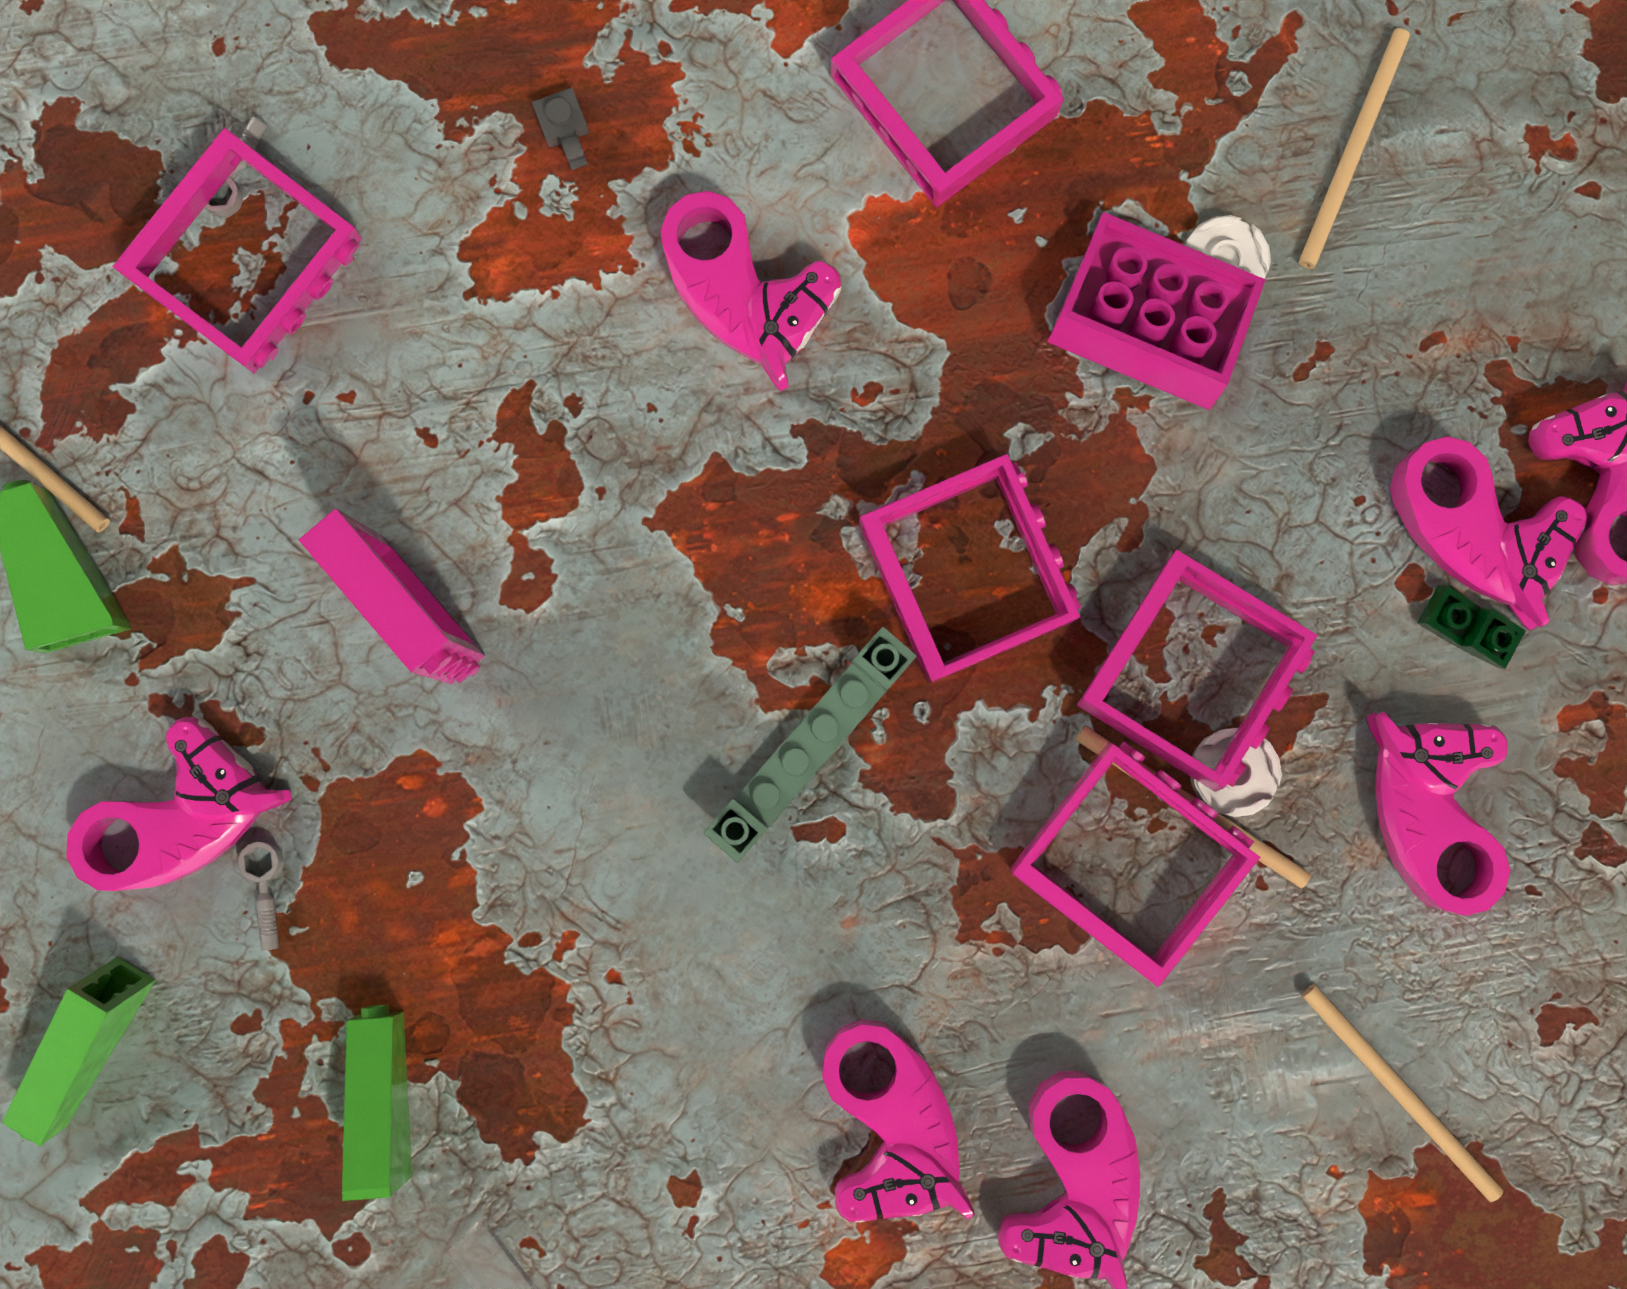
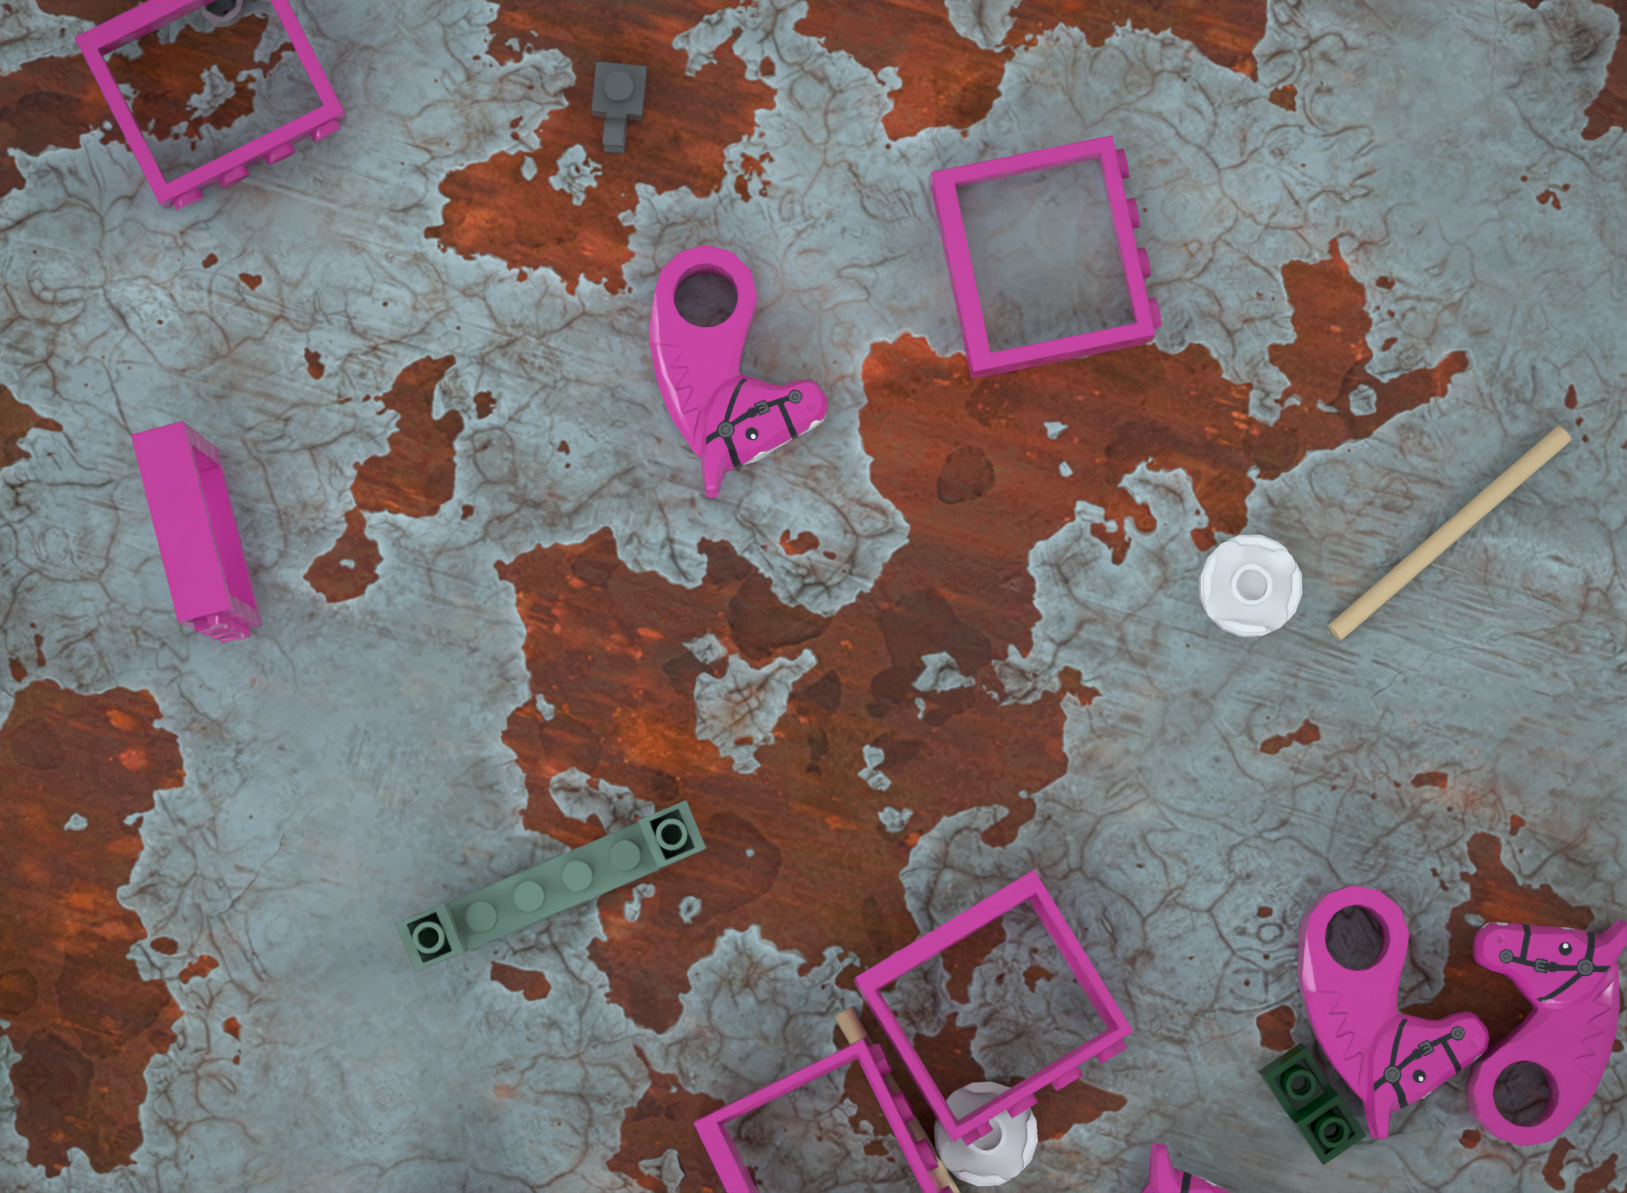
camera: 25 degrees right, 0 degrees up
(1029, 523) = (899, 765): dark pink window -> none
(1157, 311) = (1144, 606): dark pink slope -> none

